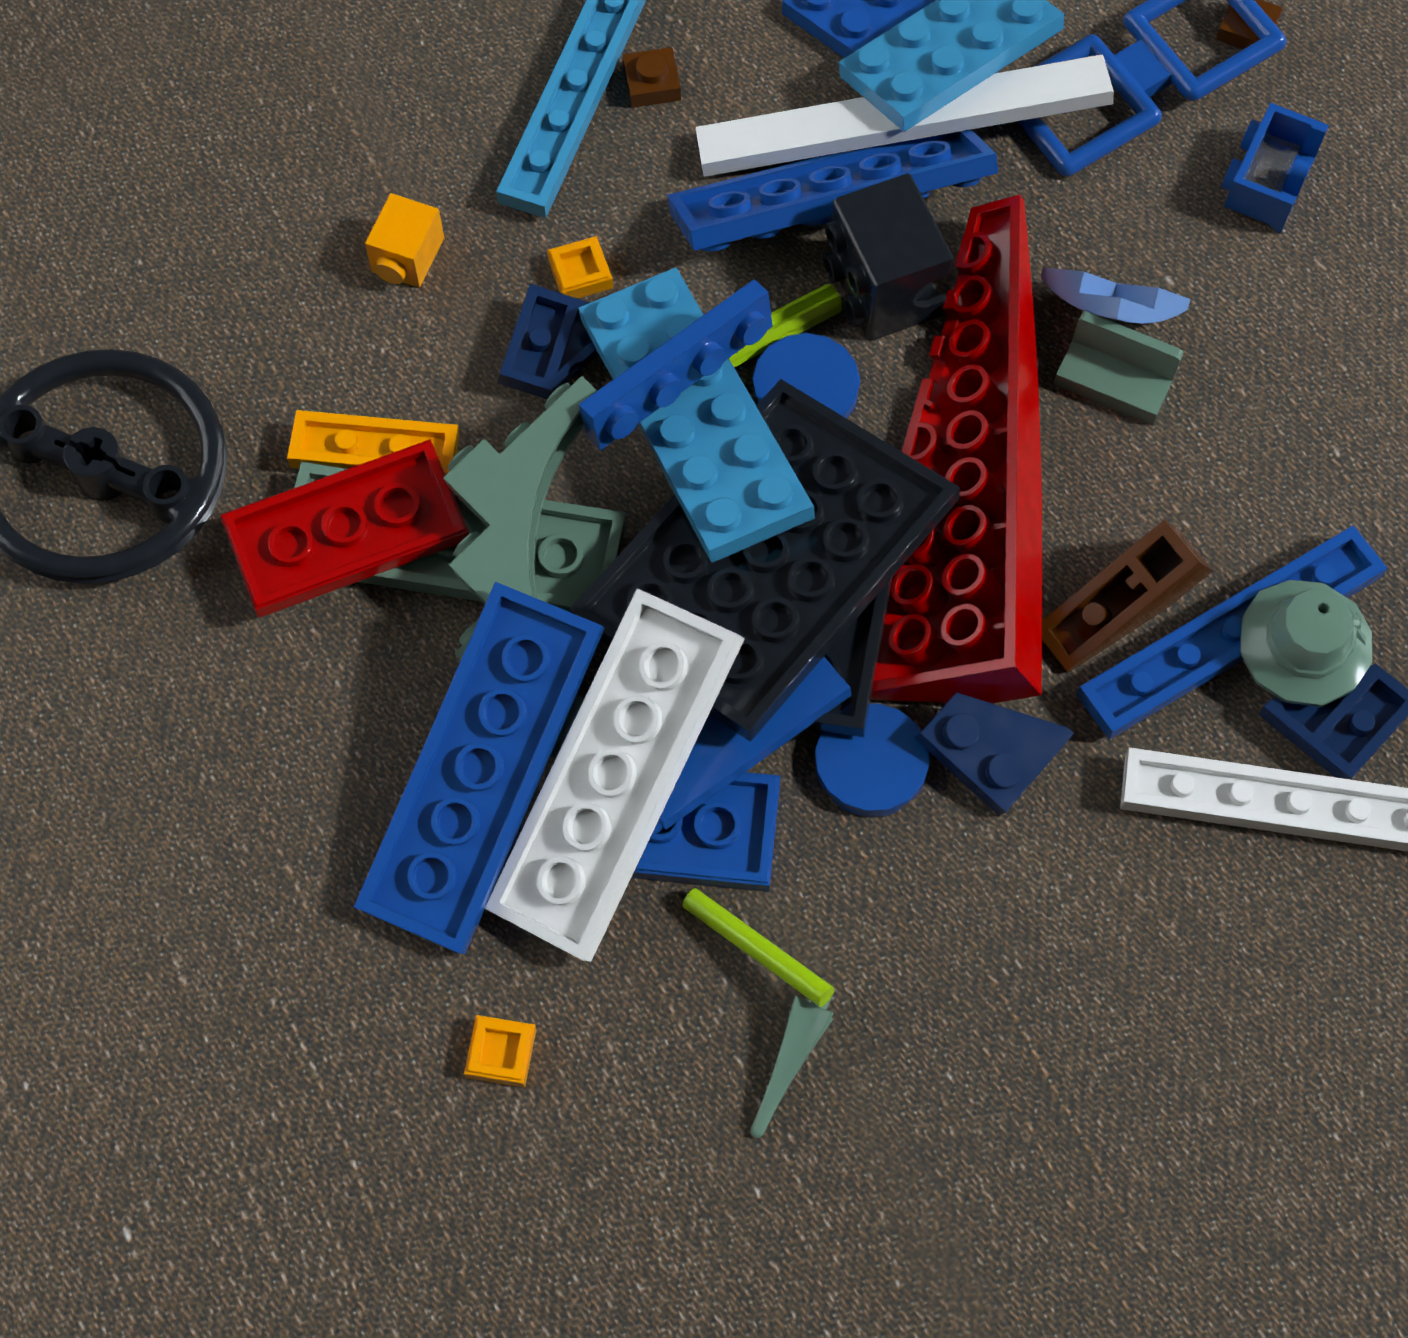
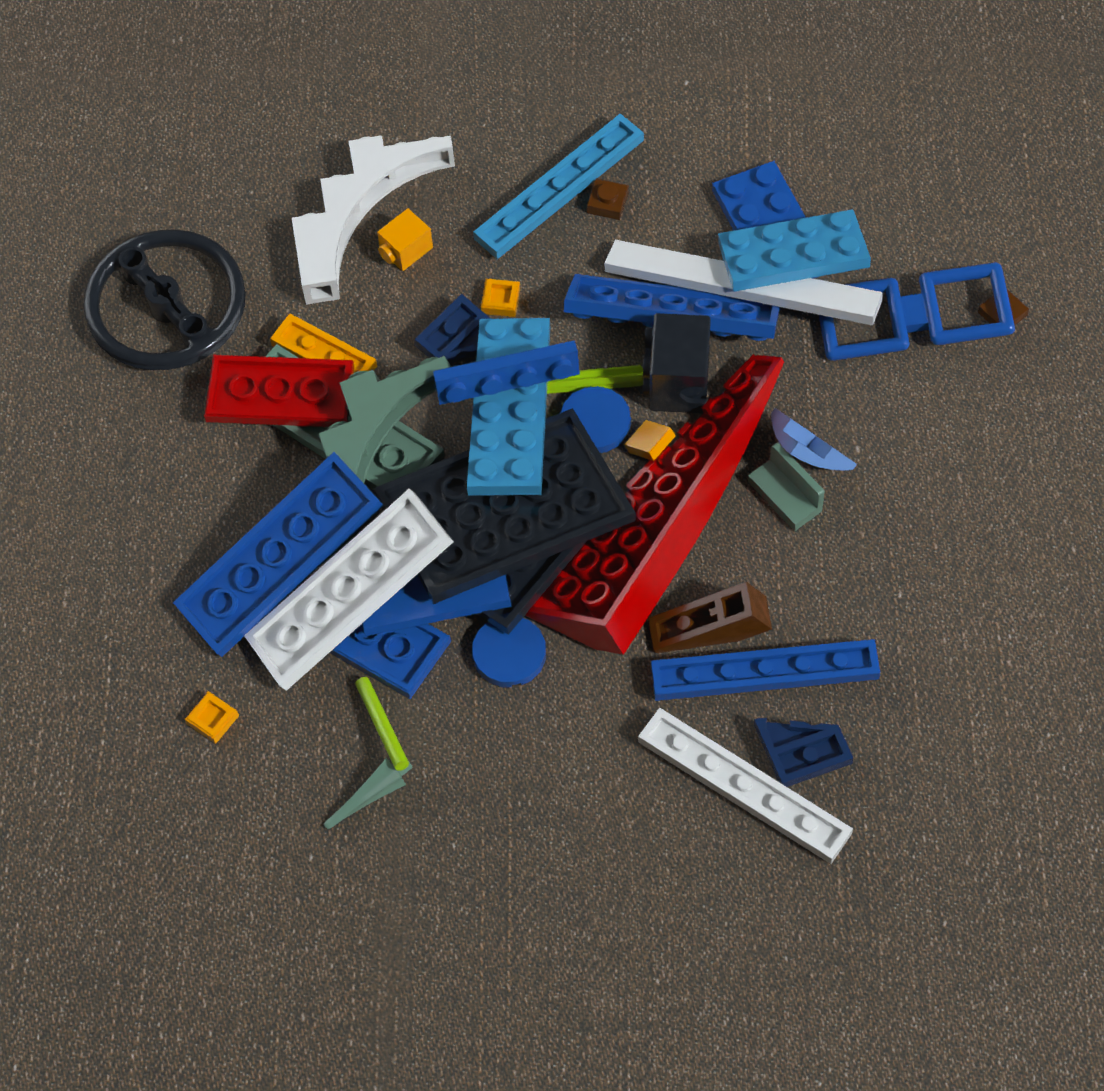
camera: 30 degrees right, 5 degrees down
(289, 214) = (349, 197): none -> white arch
(898, 381) = (649, 440): none -> light orange tile
(992, 747) = (581, 673): dark blue wing -> none
(1275, 165) = (960, 405): blue window -> none
(1305, 642) = (800, 693): sand green hat -> none

